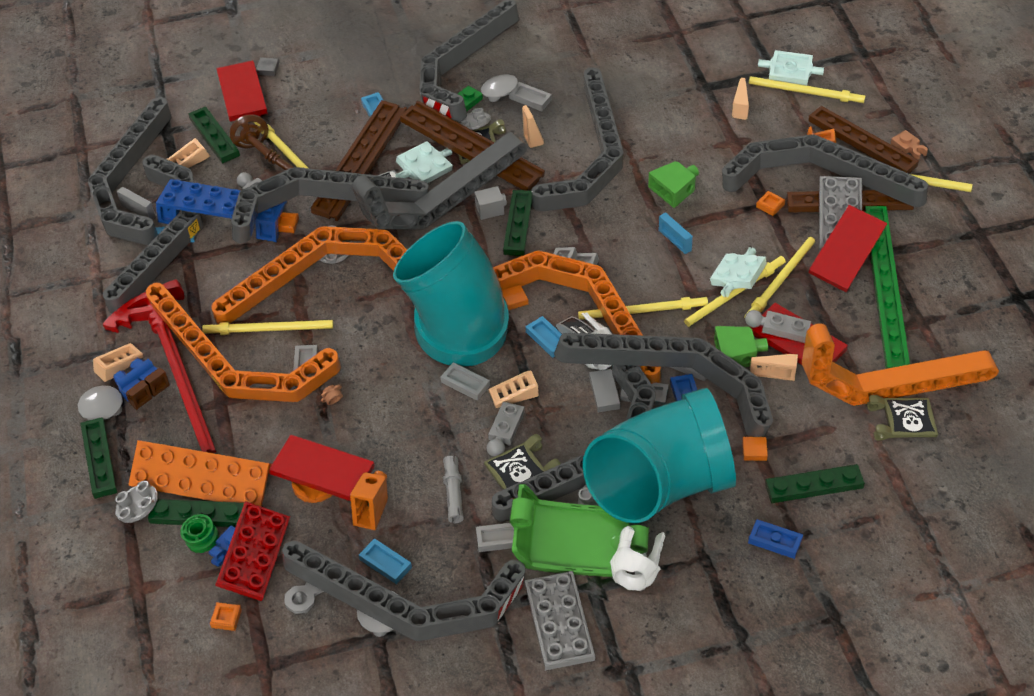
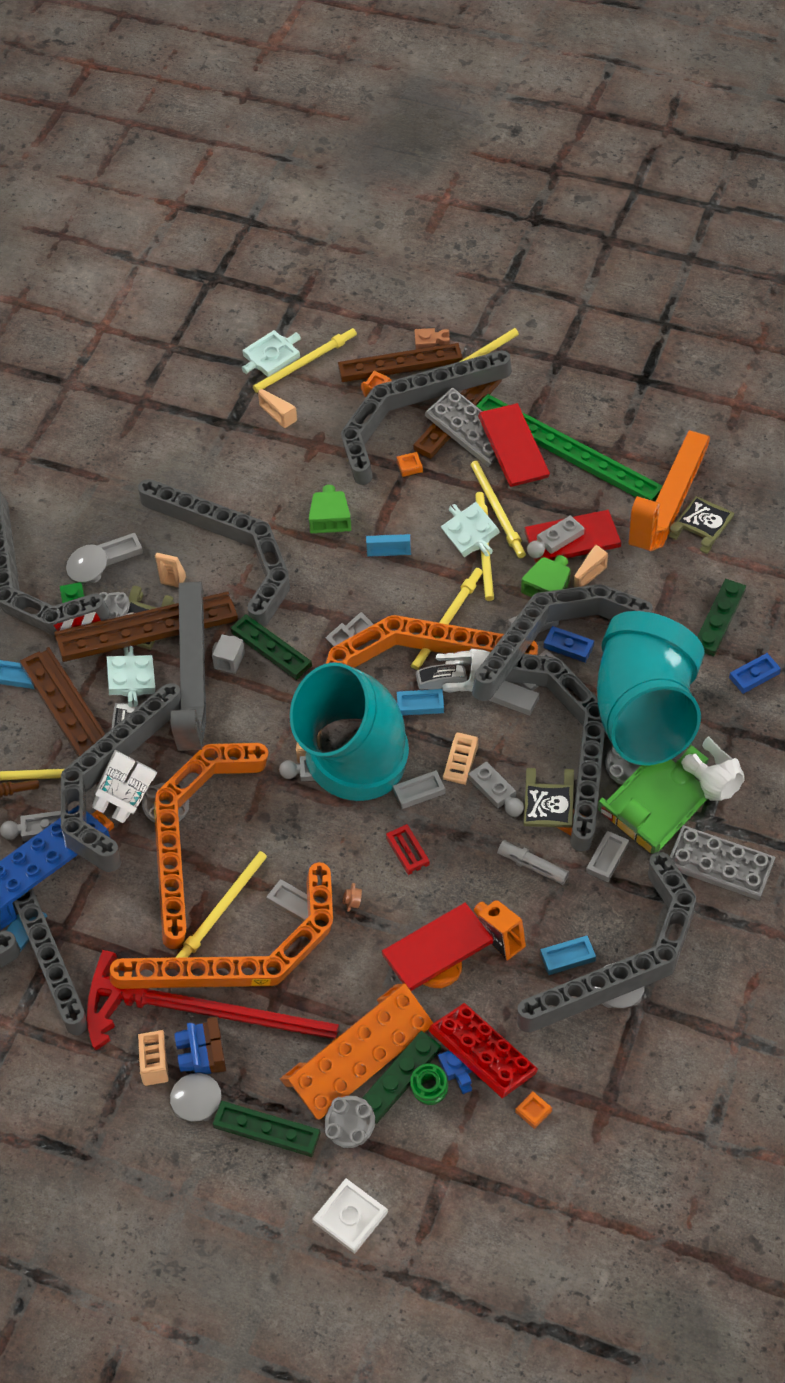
camera: 55 degrees left, 5 degrees up
(59, 550) = (350, 1215): none -> white tile
(301, 598) = (560, 1039): light grey piece -> none
(319, 208) = (122, 793): none -> white hips
(388, 415) = (416, 865): none -> red tile

